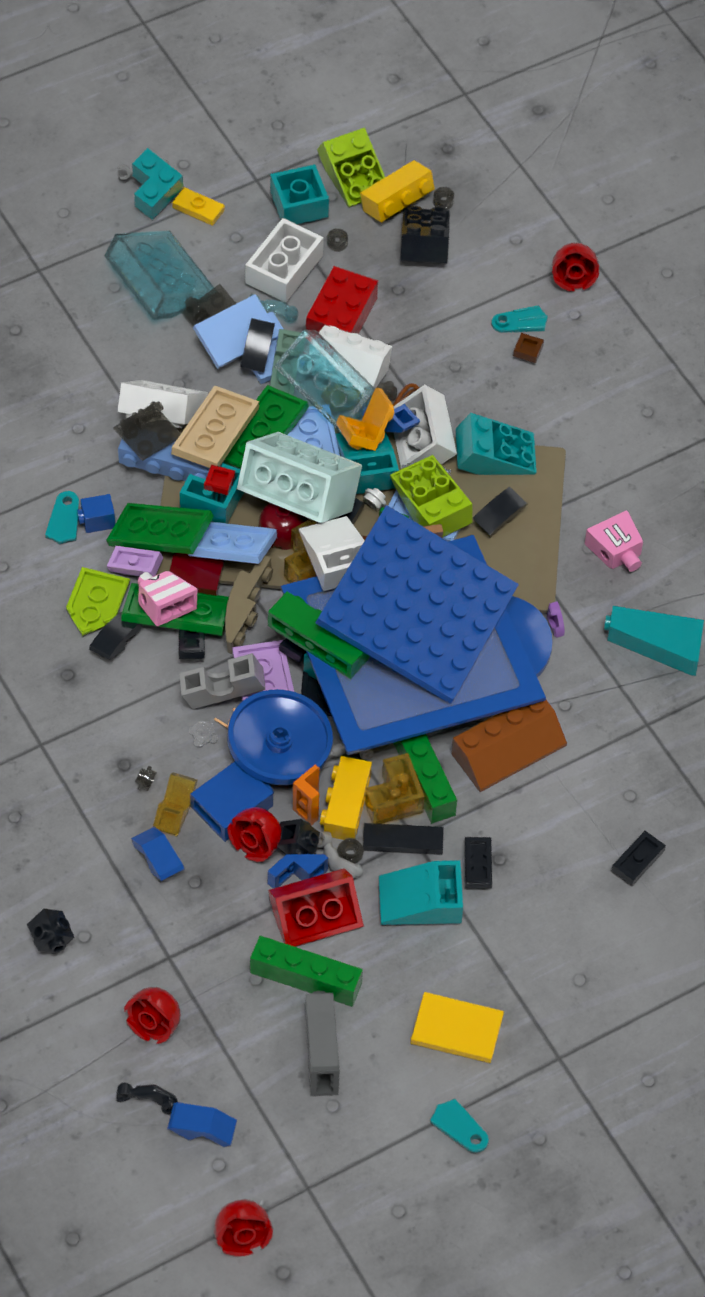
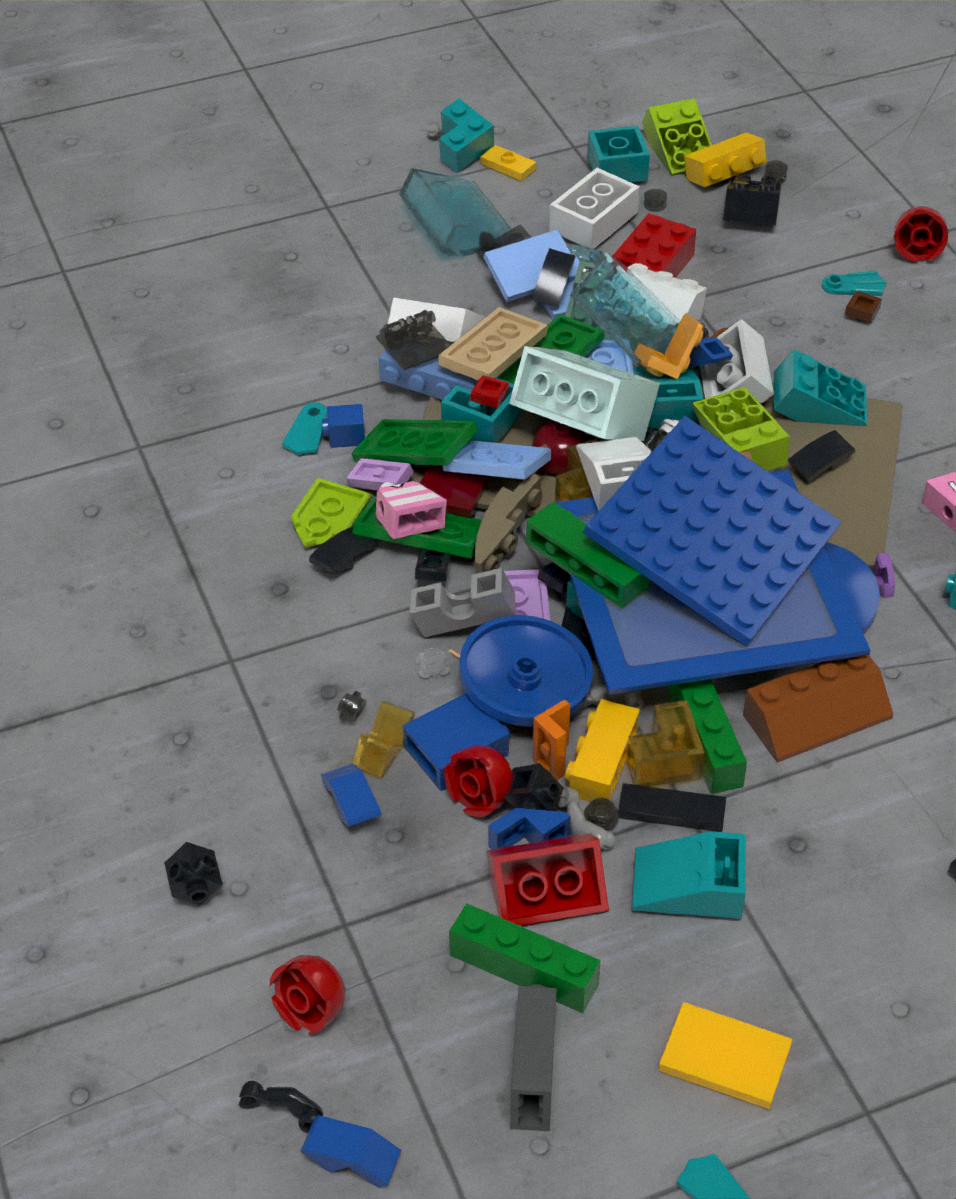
camera: 10 degrees right, 10 degrees down
(478, 862) = (769, 845): black plate -> none

